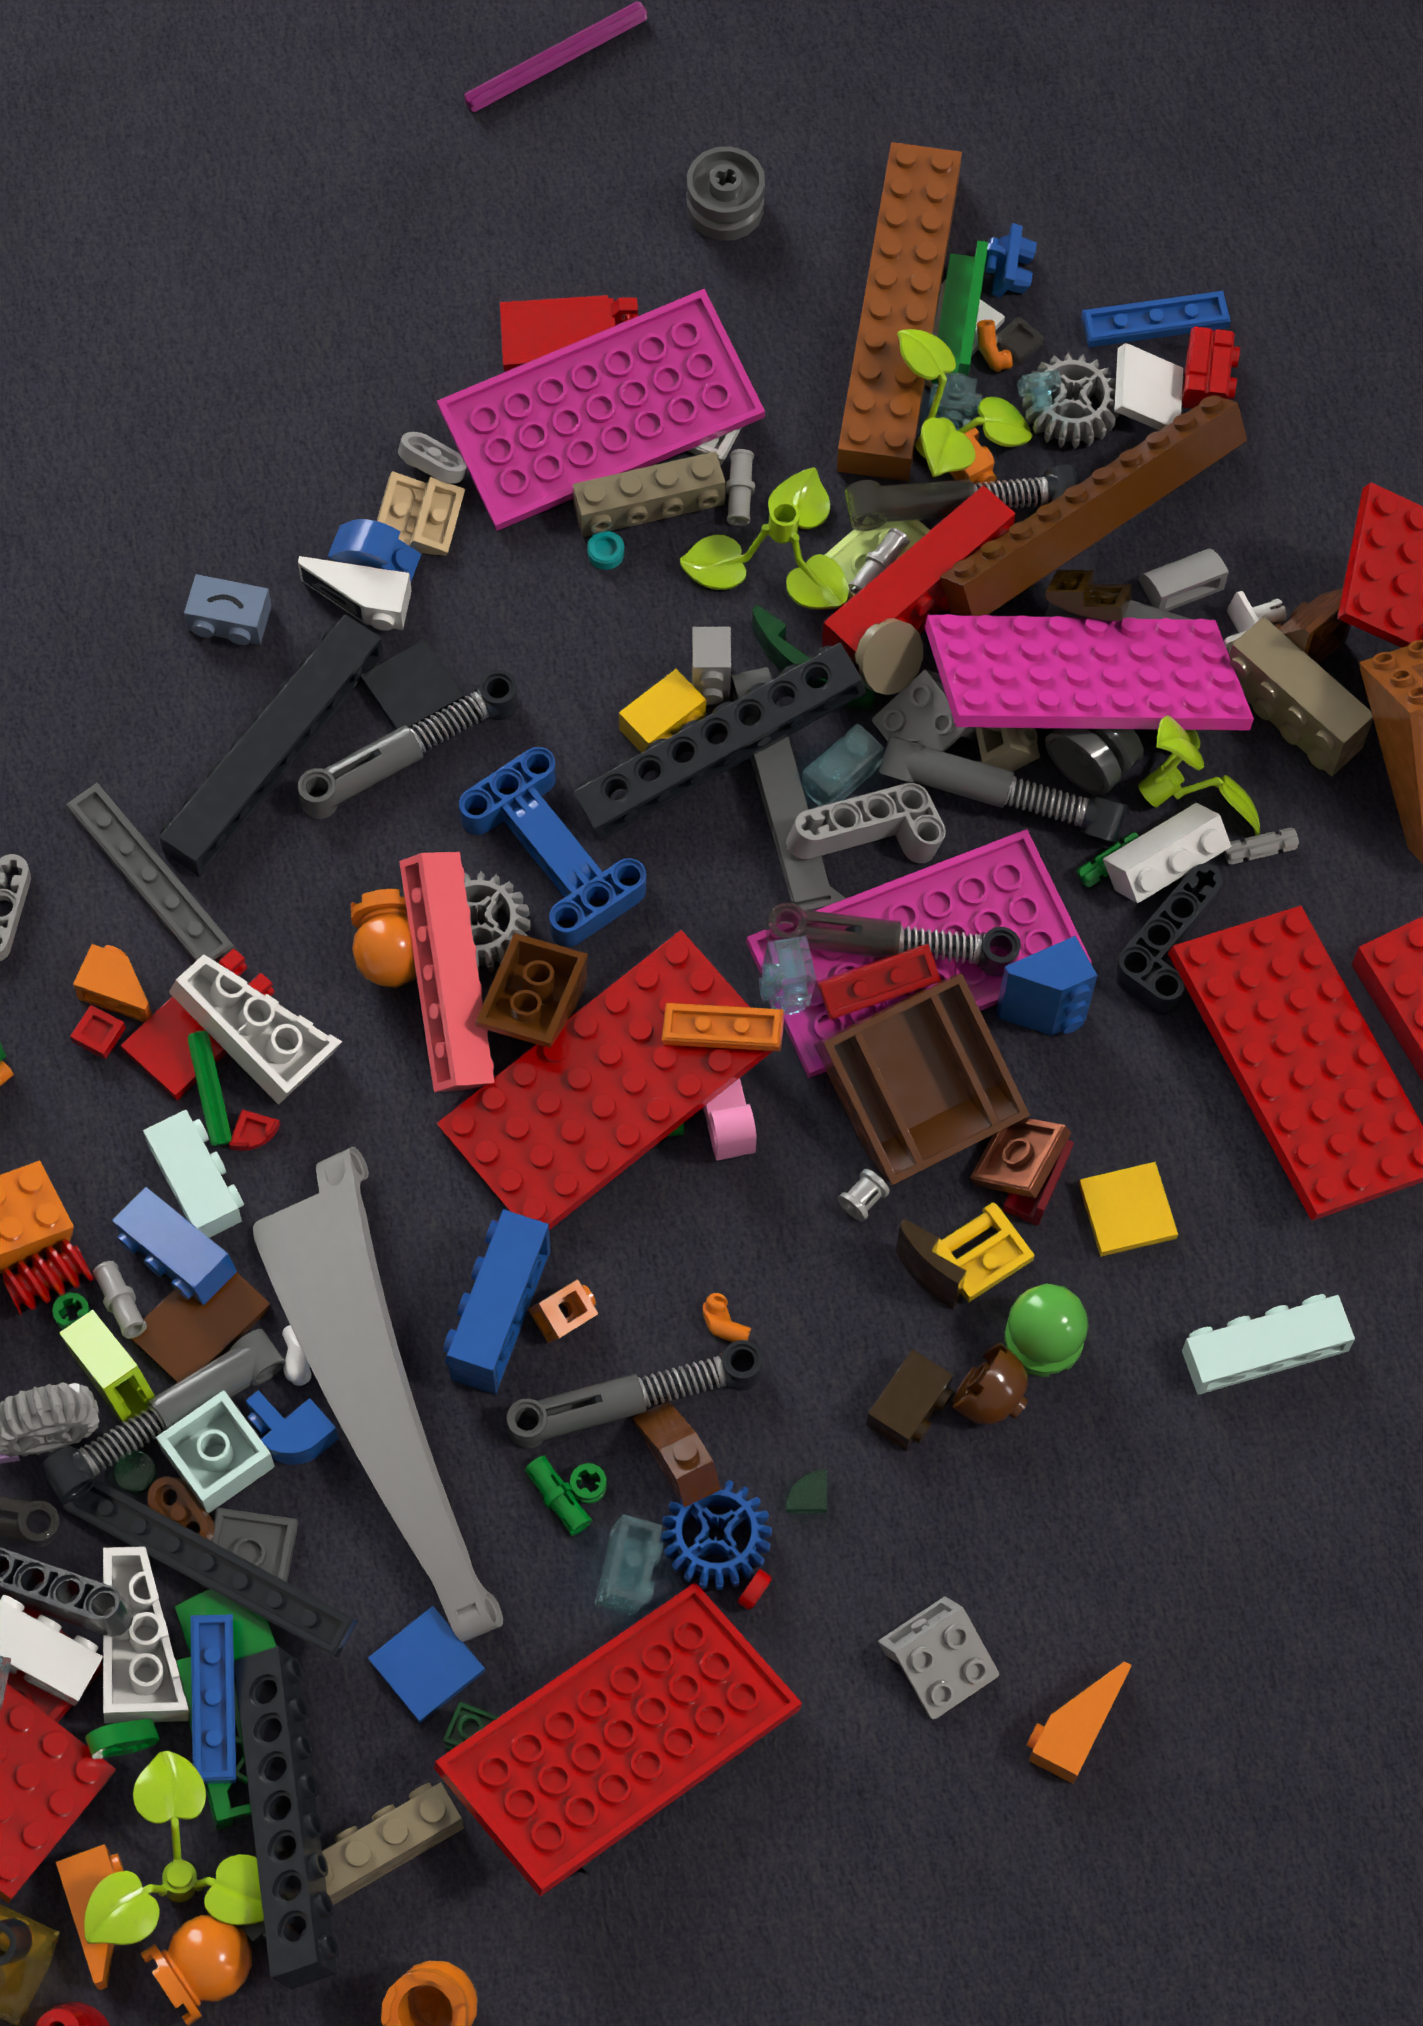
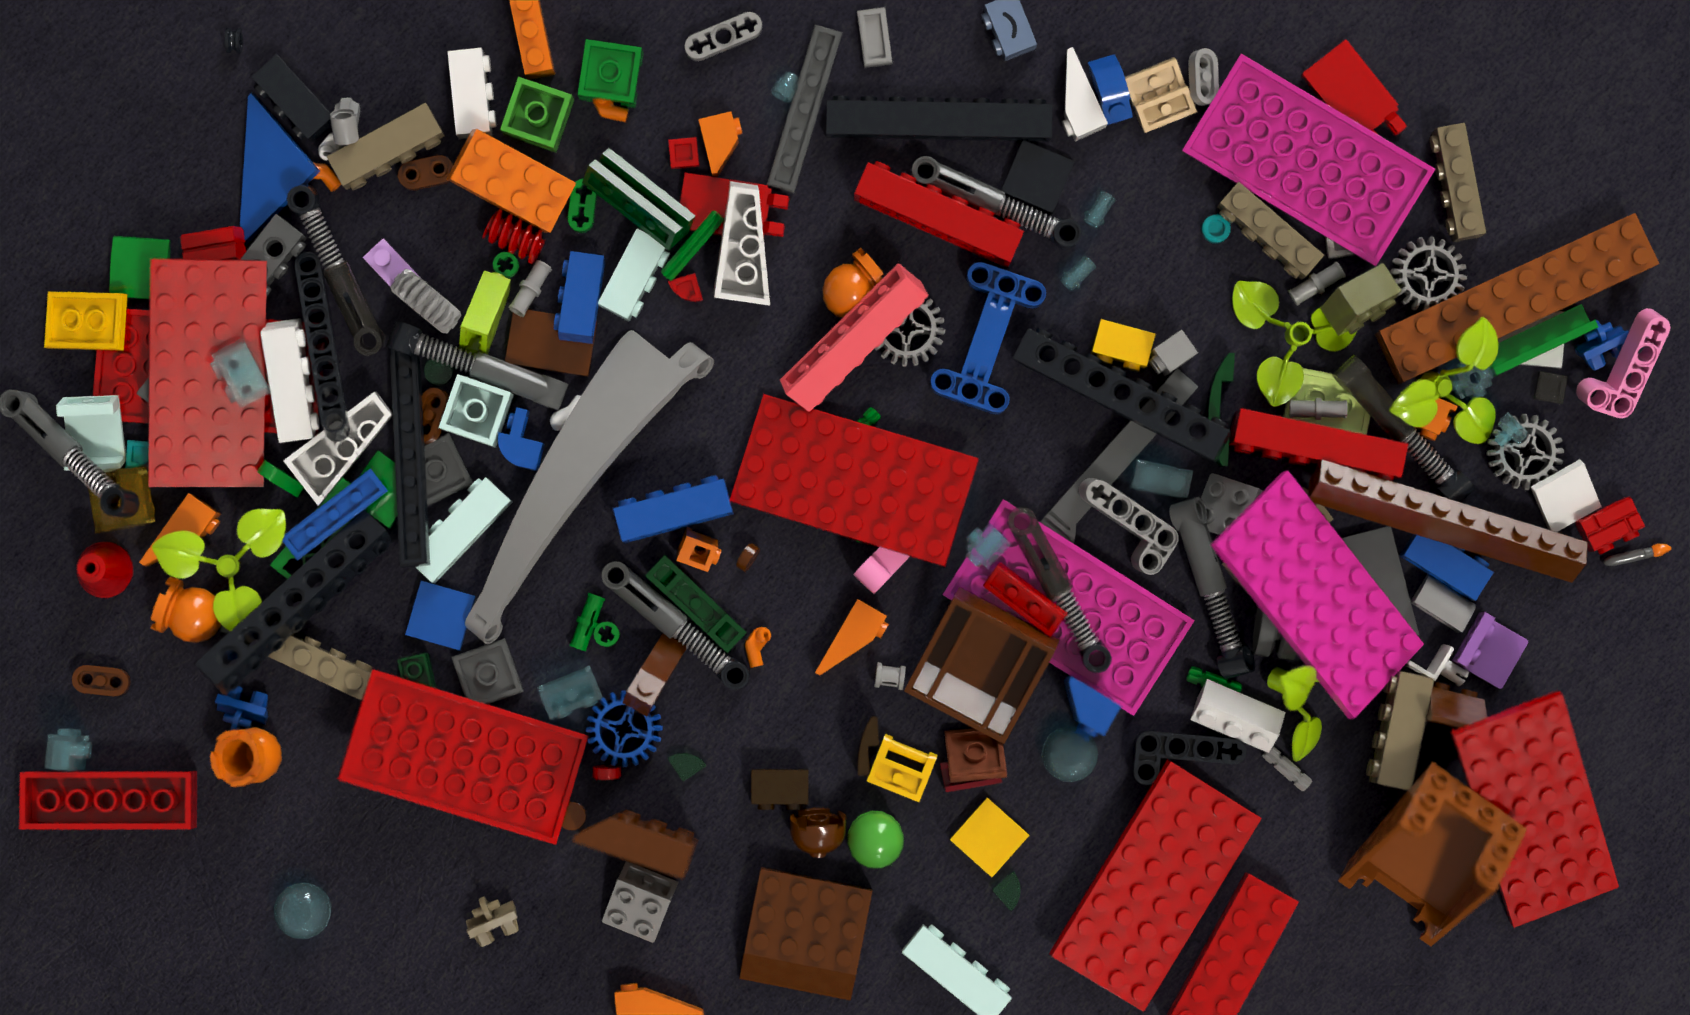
camera: 55 degrees right, 20 degrees up
(76, 1176) = (575, 205): none -> green beam
(111, 879) = (785, 87): none -> clear light blue hose
(111, 1107) = (638, 199): none -> dark green brick
(129, 755) = (874, 37): none -> light grey tile
(340, 1561) = (463, 526): none -> light aqua brick
(367, 1986) = (241, 712): none -> blue hips
(375, 803) = (937, 214): none -> red brick
(499, 654) = (1099, 209): none -> clear light blue pin
(534, 991) = (876, 397): reddish brown slope -> none
(534, 1651) = (488, 673): none -> dark grey tile
(551, 720) = (1077, 273): none -> clear light blue pin
(612, 1262) = (747, 557): none -> reddish brown tile
(647, 1353) = (695, 603): none -> dark green slope
(723, 1027) = (928, 528): orange tile -> none
(725, 193) = (1513, 140): dark grey wheel -> none
(735, 287) = (1458, 182): none -> dark tan brick
(783, 1192) = (856, 632): none -> orange slope
(784, 1664) = (574, 816): none -> reddish brown tile
(792, 444) = (1361, 300): none -> olive brick
(809, 365) = (1430, 261): none -> light grey gear
(836, 1848) = (489, 917): none -> dark tan hips
(874, 1580) = (642, 842): none -> reddish brown slope
(889, 656) = (1248, 462): dark tan tile -> none
(988, 347) = (1529, 373): orange arm -> none
(1054, 243) = (1646, 324): none -> bright pink beam
(1078, 594) = (1380, 557): dark brown slope -> none
(1089, 1060) = (1069, 754): none -> clear light blue cylinder
(1107, 1484) = (806, 933): none -> reddish brown slope
(1143, 545) = (1448, 565): none -> blue brick
(1154, 318) = (1628, 465): blue tile -> none
(1206, 1227) = (1009, 890): none -> clear green tile
(1265, 563) = (1490, 650): none -> medium lavender bracket
(1267, 348) = (1640, 554): none -> dark grey piece

